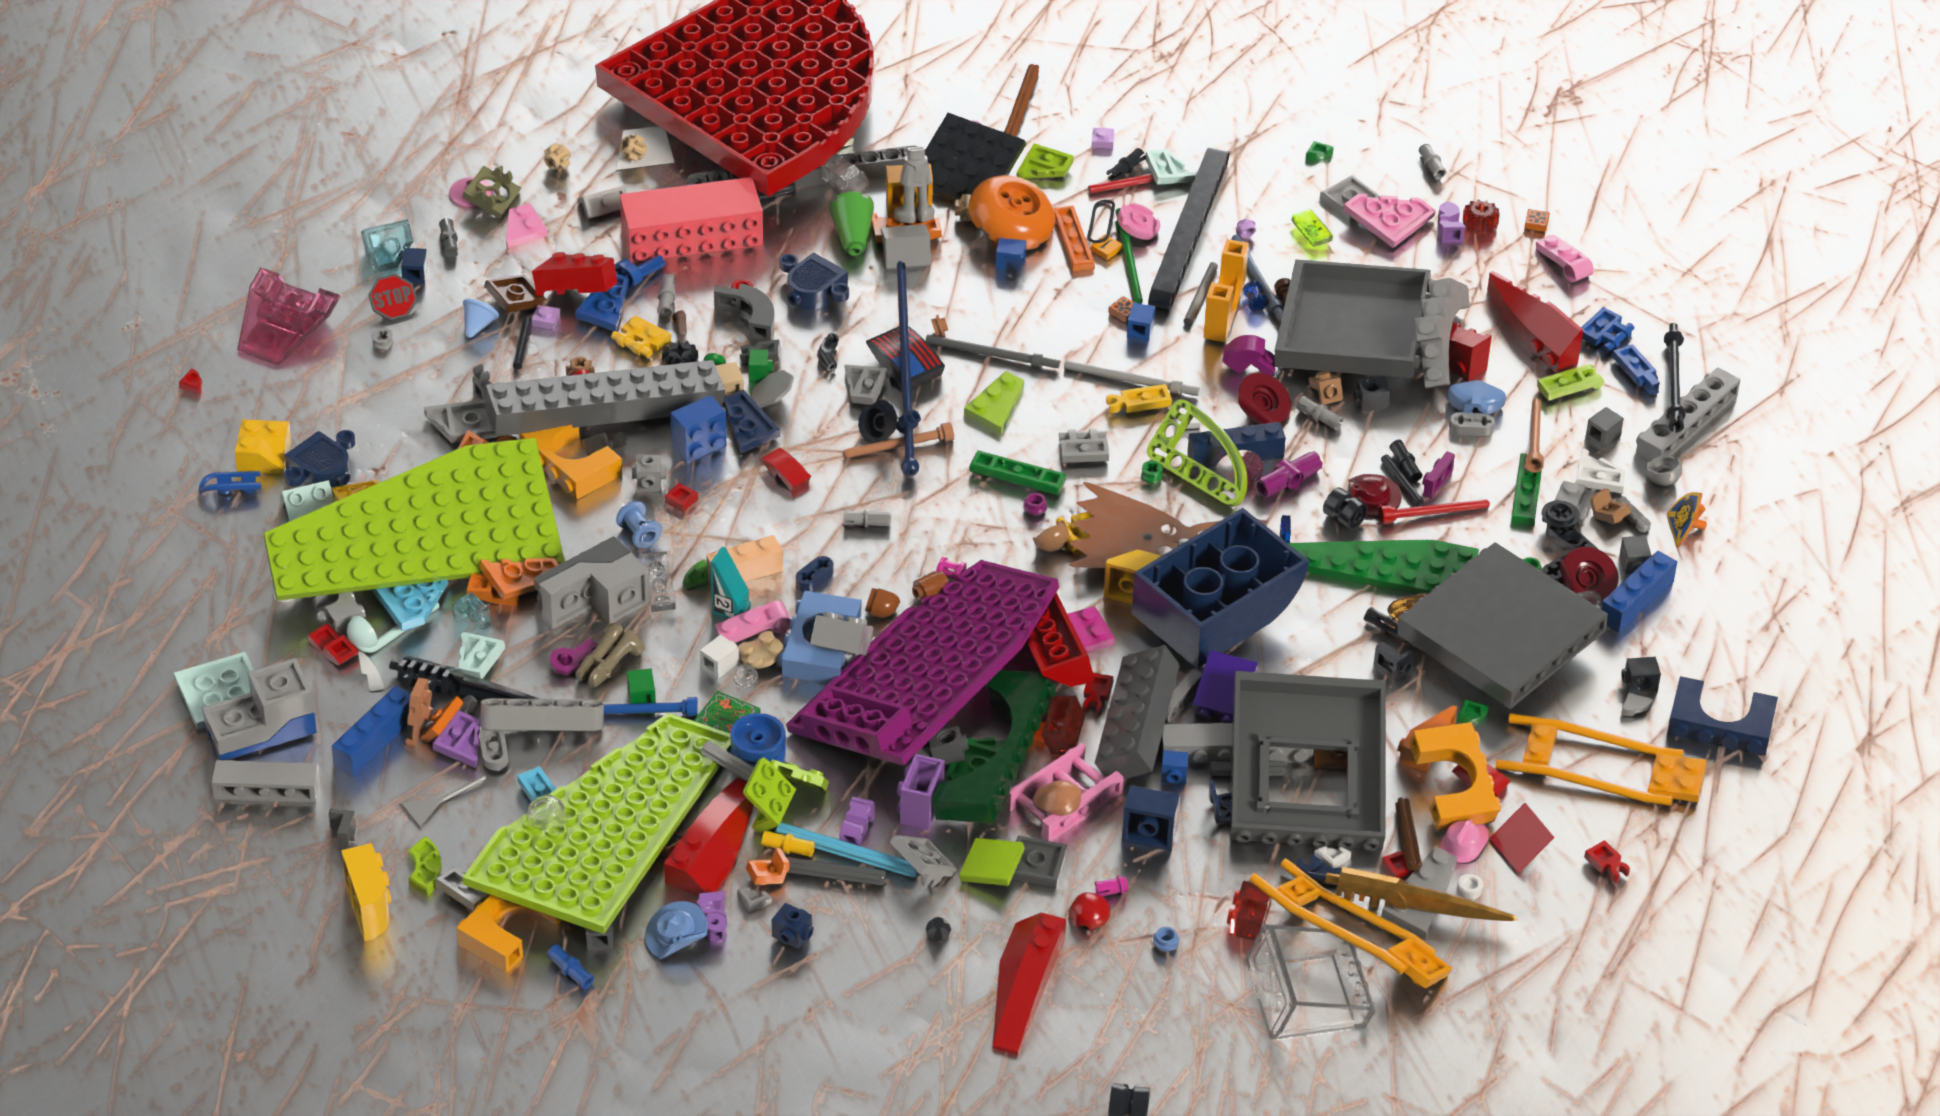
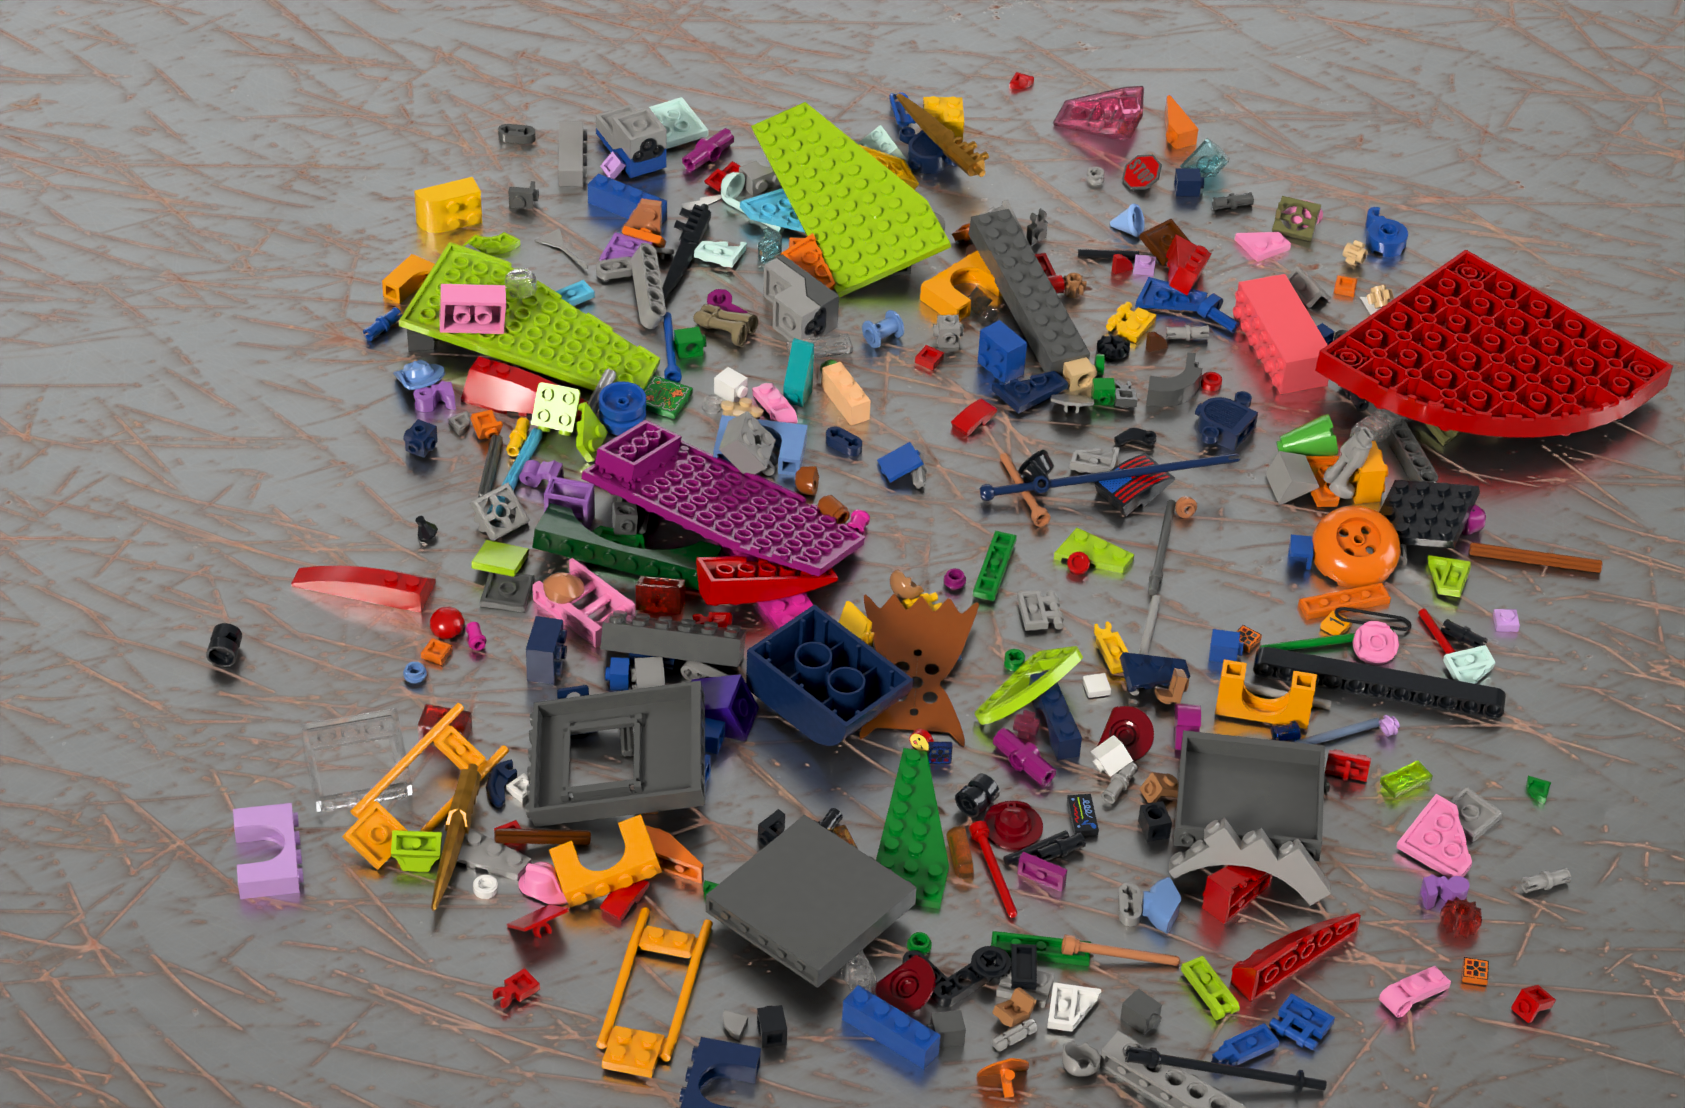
camera: 85 degrees right, 0 degrees up
(203, 835) = (516, 134): none -> dark grey beam
(276, 651) = (708, 149): none -> magenta piece
(297, 743) = (613, 165): none -> lavender plate
(311, 261) = (1179, 127): none -> orange slope
(331, 433) = (960, 153): none -> pearl gold piece
(526, 132) = (1385, 234): none -> blue piece
(546, 333) = (1121, 264): none -> red tile
(600, 175) = (1345, 286): none -> orange tile
(611, 846) = (472, 308): none -> bright pink brick
(858, 528) = (900, 462): none -> blue piece
(1017, 411) = (1078, 563): none -> red tile
(1130, 923) = (436, 651): none -> orange tile
(1179, 372) = (1149, 670): none -> dark blue wing
(1201, 359) = (1178, 685): none -> medium nougat bracket
(1295, 252) = (1347, 765): none -> red hips
(1296, 409) = (1111, 756): none -> white brick
(1359, 444) = (1082, 814): none -> black tile
(1416, 527) = (960, 852): none -> clear orange brick
(1432, 927) = (416, 849): none -> lime slope
(1463, 1043) = (281, 873): none -> lavender arch
(1572, 493) = (1023, 966): none -> black tile
(1575, 188) = (1531, 1001): none -> red bracket

